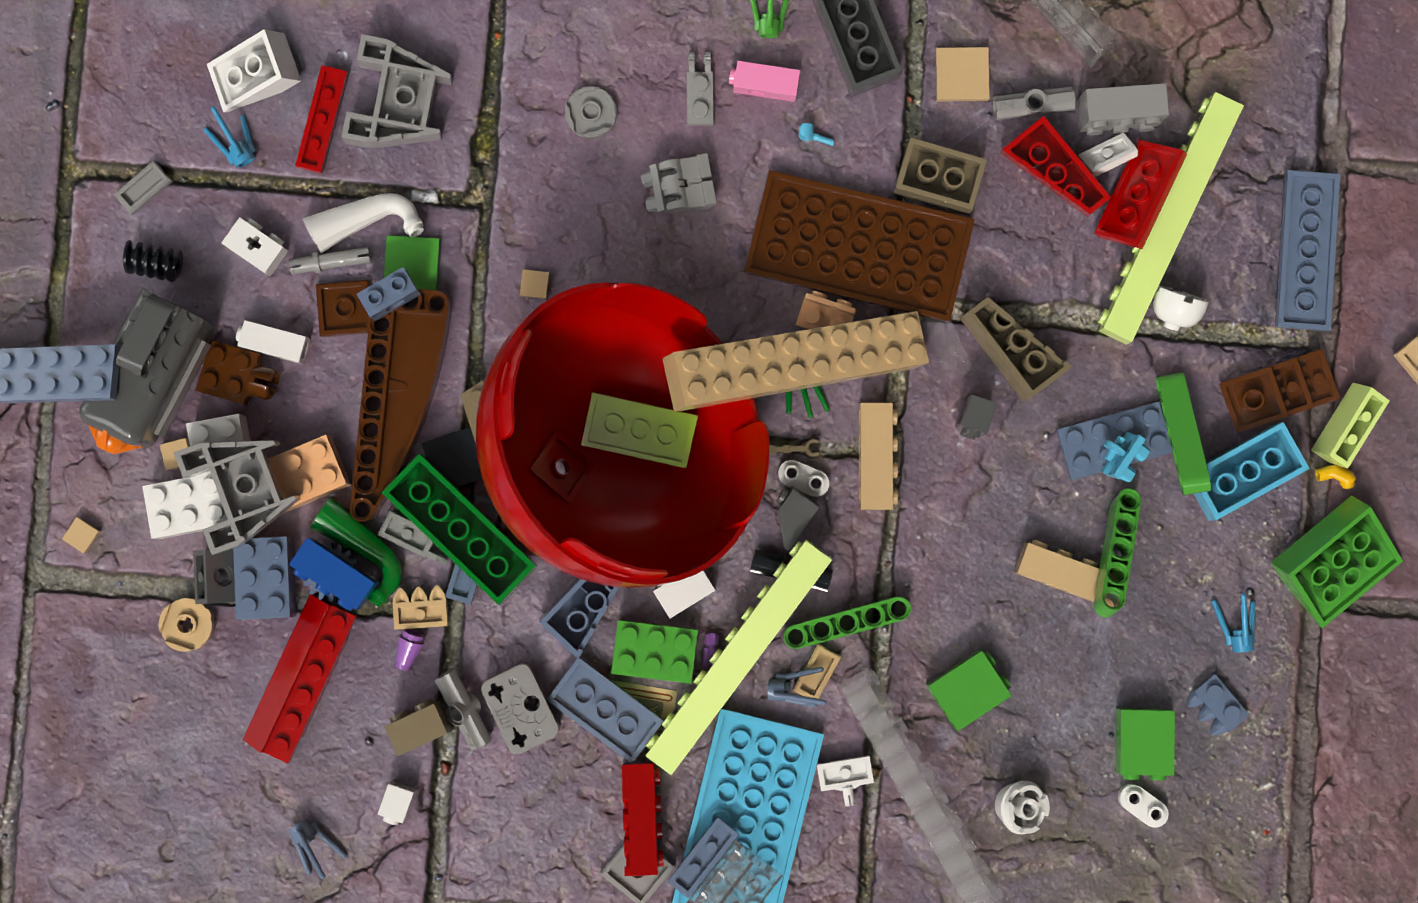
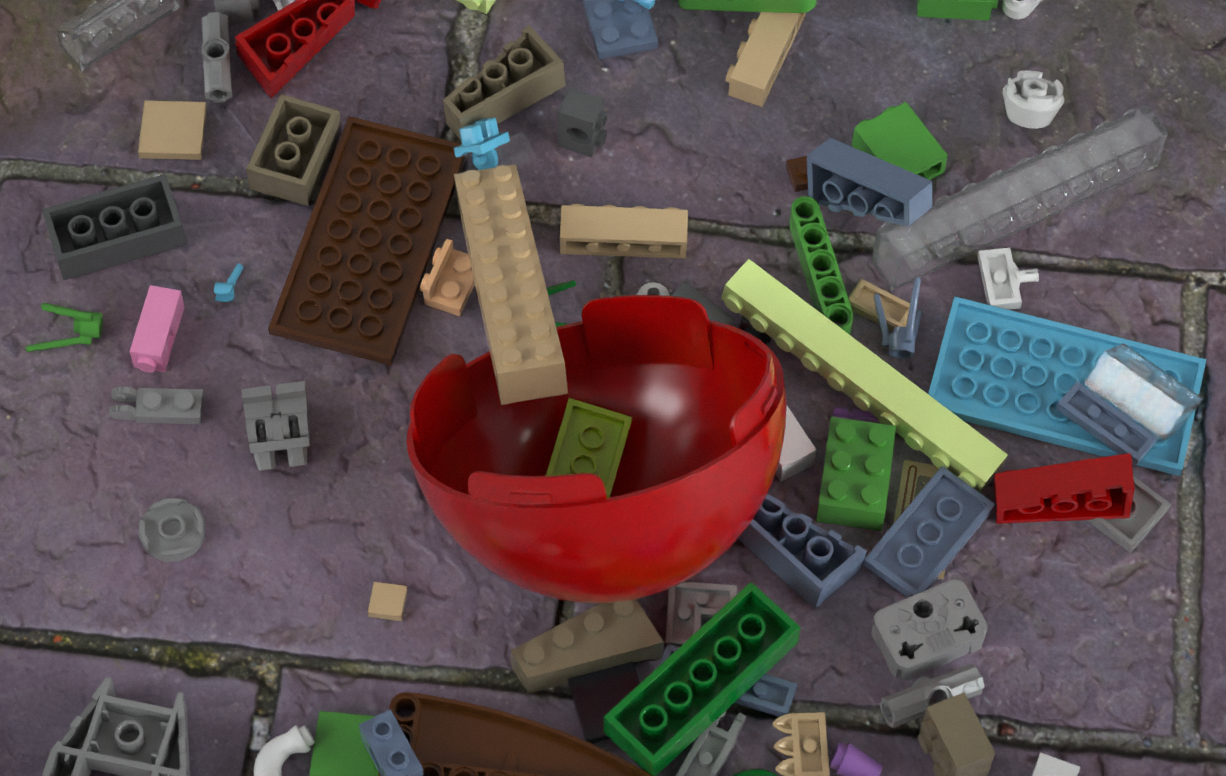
camera: 85 degrees left, 25 degrees down
(912, 661) = (865, 184): none -> sand blue wedge
(945, 609) = (798, 173): none -> reddish brown plate
(948, 333) = (481, 140): none -> medium azure hips

